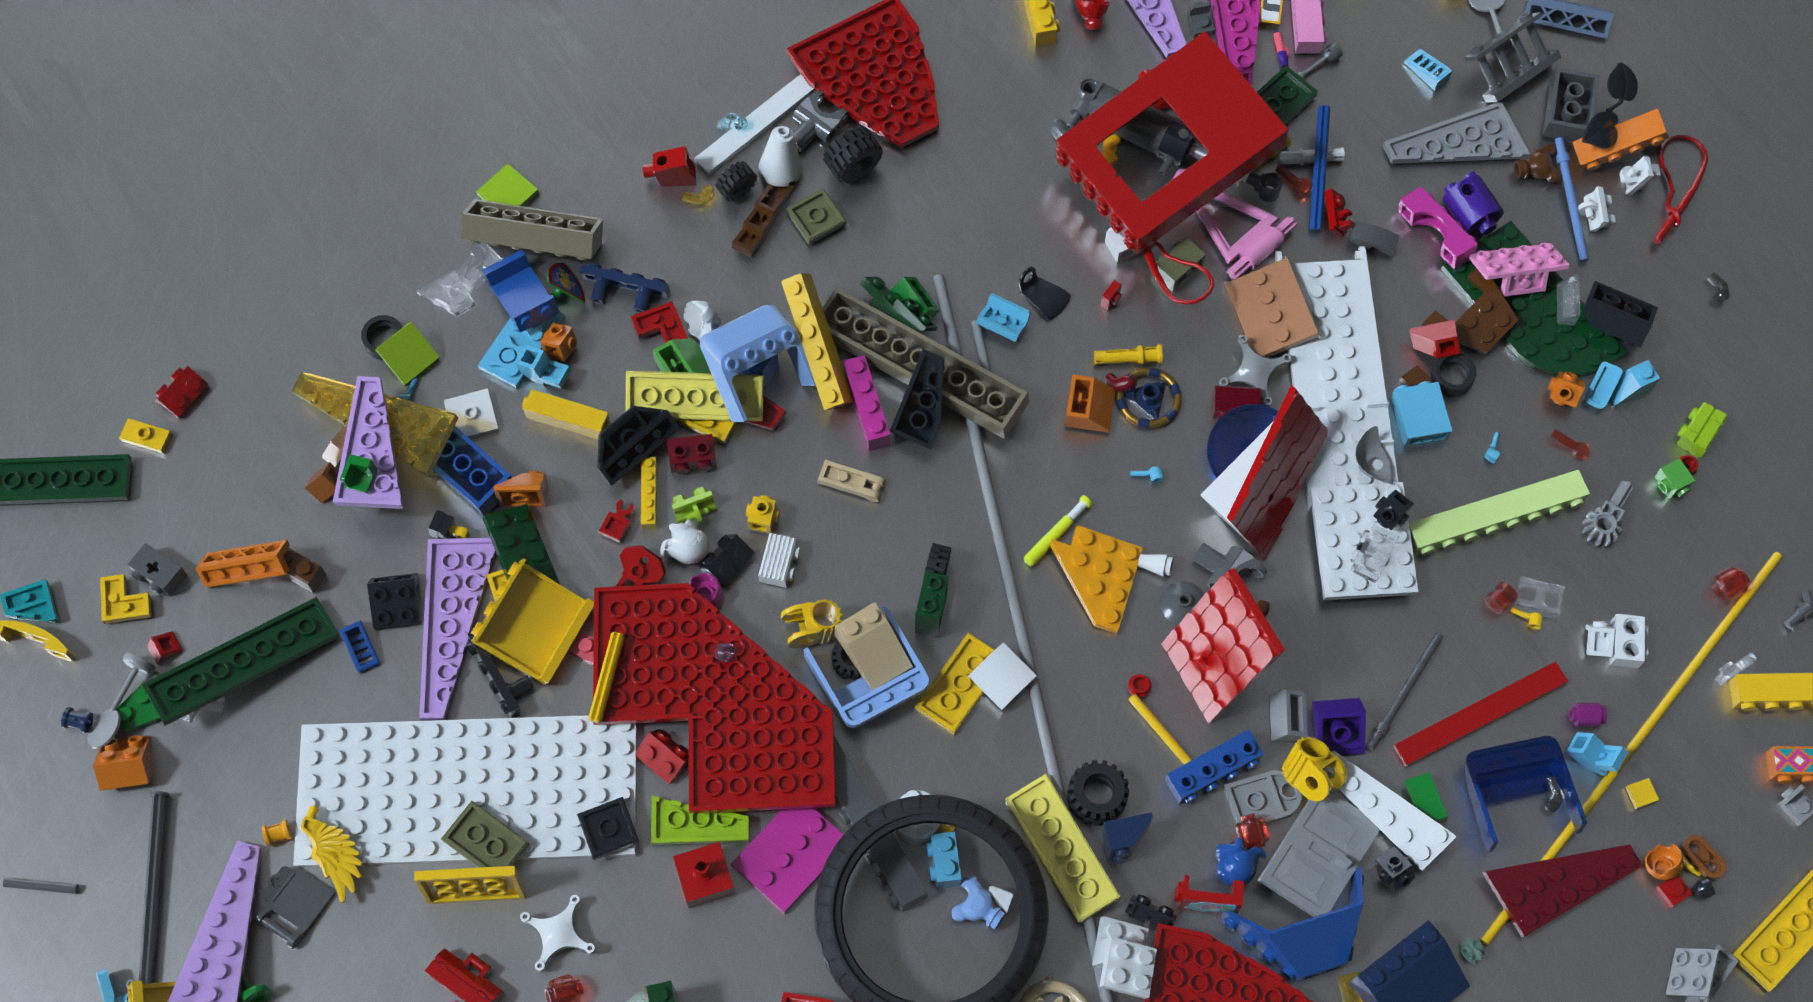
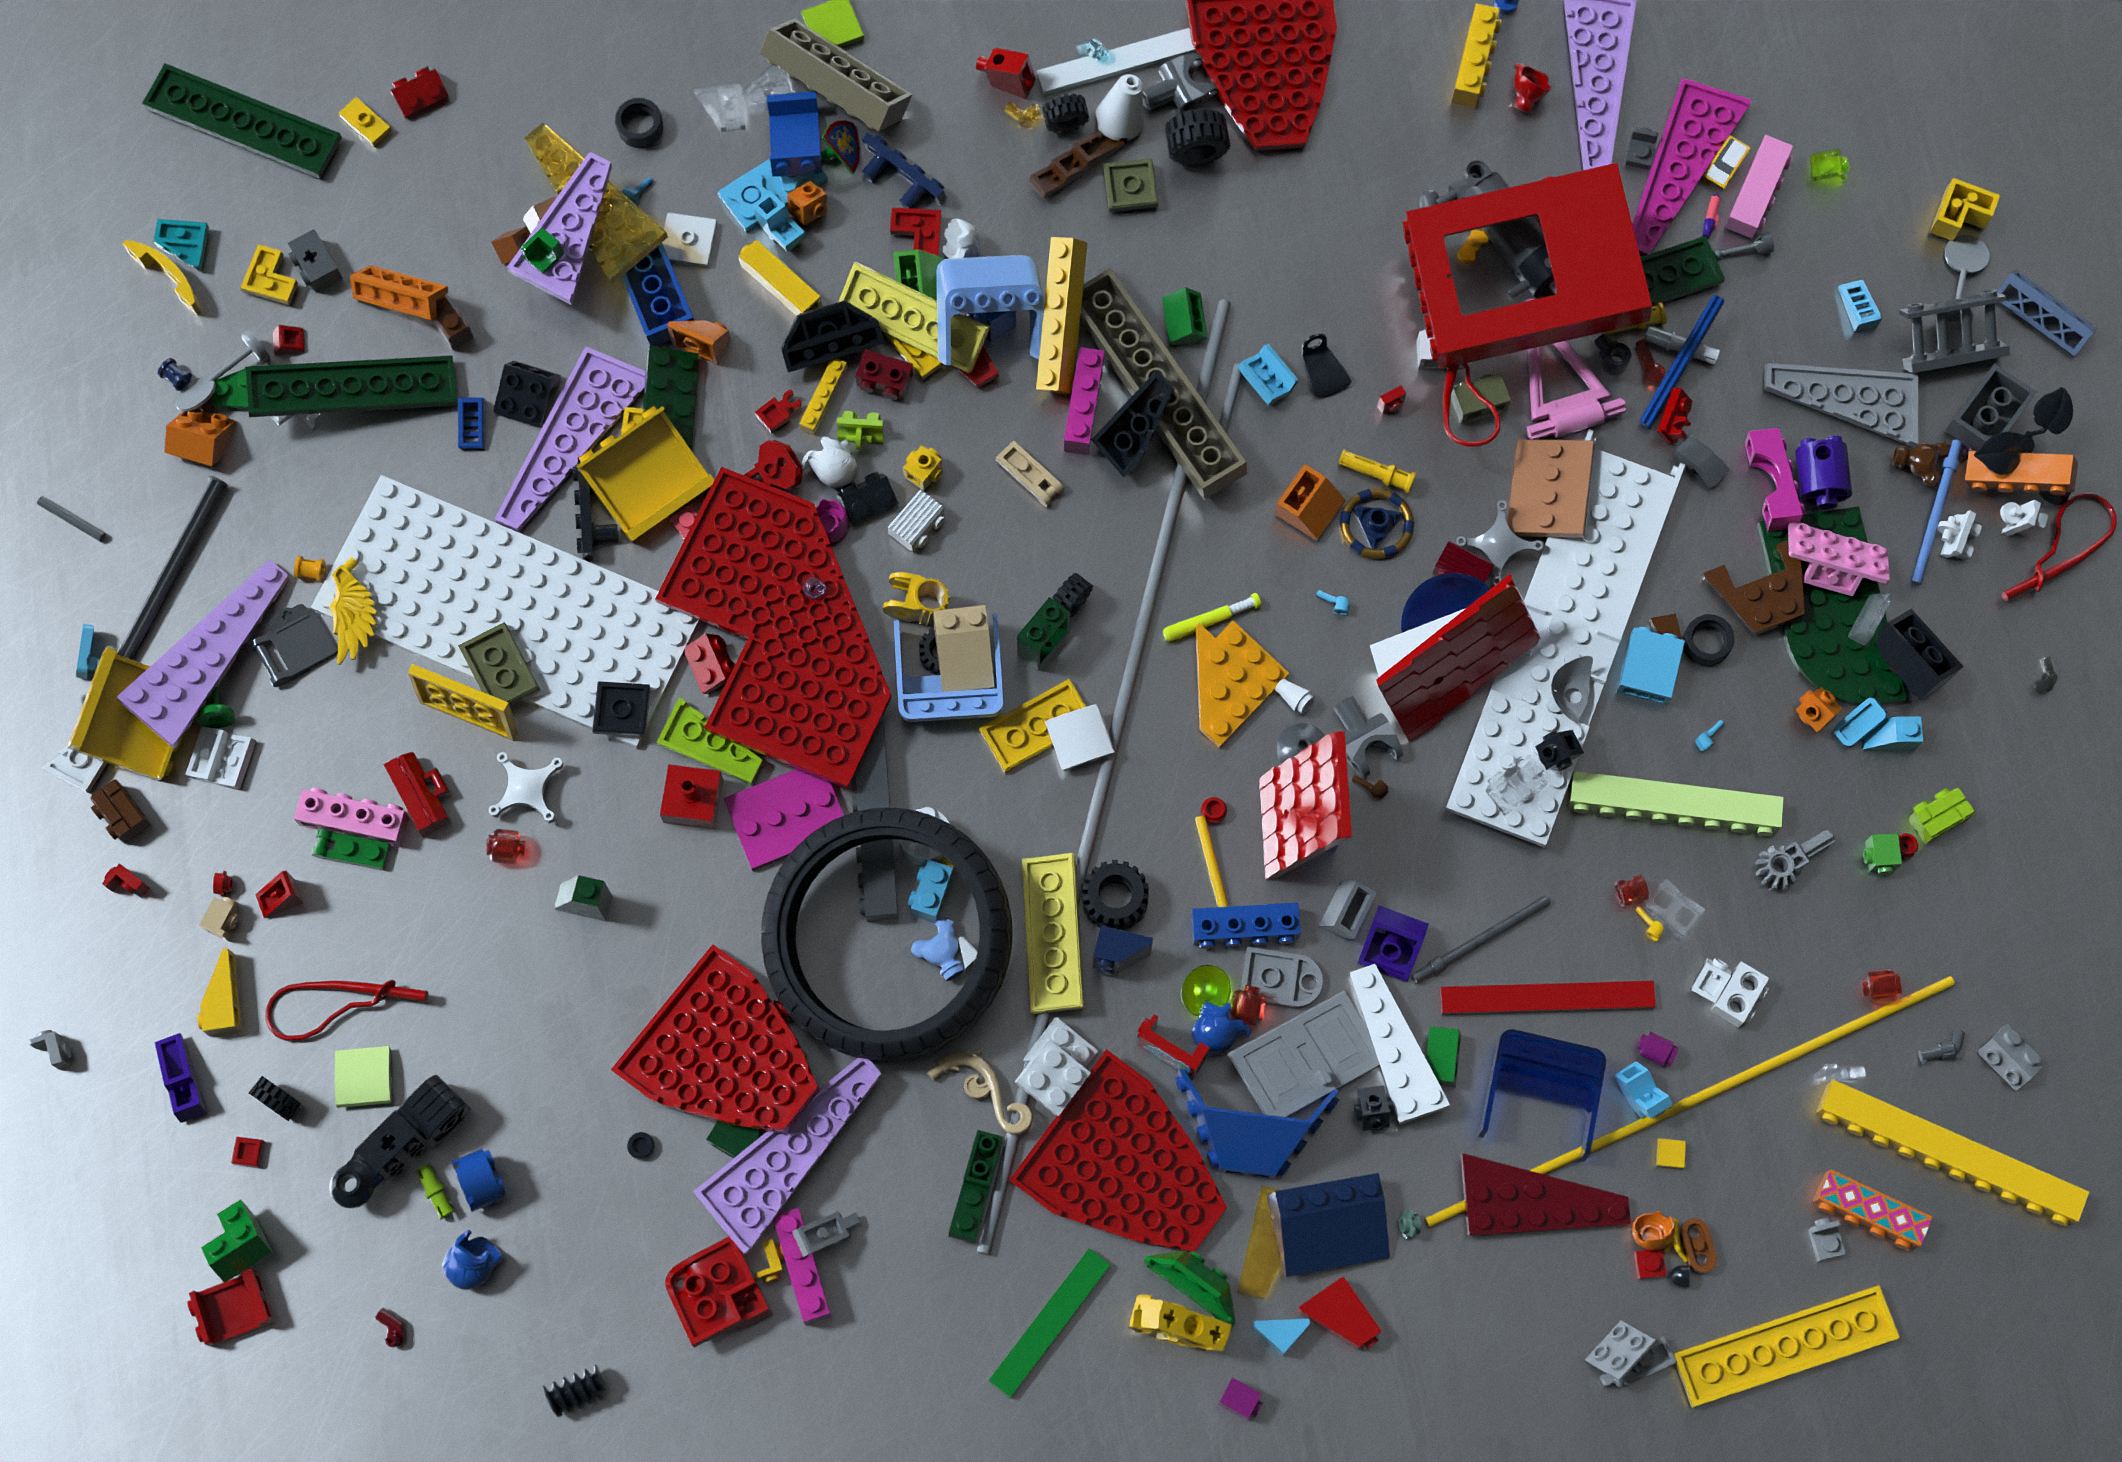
camera: 25 degrees right, 5 degrees up
(407, 353) = (653, 149): lime tile -> none
(443, 525) = (606, 339): black piece -> none
(606, 677) = (688, 560): yellow axle -> none
(902, 310) = (1157, 310): dark green slope -> none
(1121, 383) = (1354, 496): dark red arm -> none
(1143, 908) = (1103, 1028): black hinge -> none
(1217, 833) = (1216, 989): none -> clear neon green dish
(1306, 769) = (1342, 961): yellow piece -> none
(1436, 339) = (1708, 595): slope -> none
(1555, 796) = (1577, 1113): clear smoke arm -> none
(1579, 449) = (1801, 778): clear red bar -> none

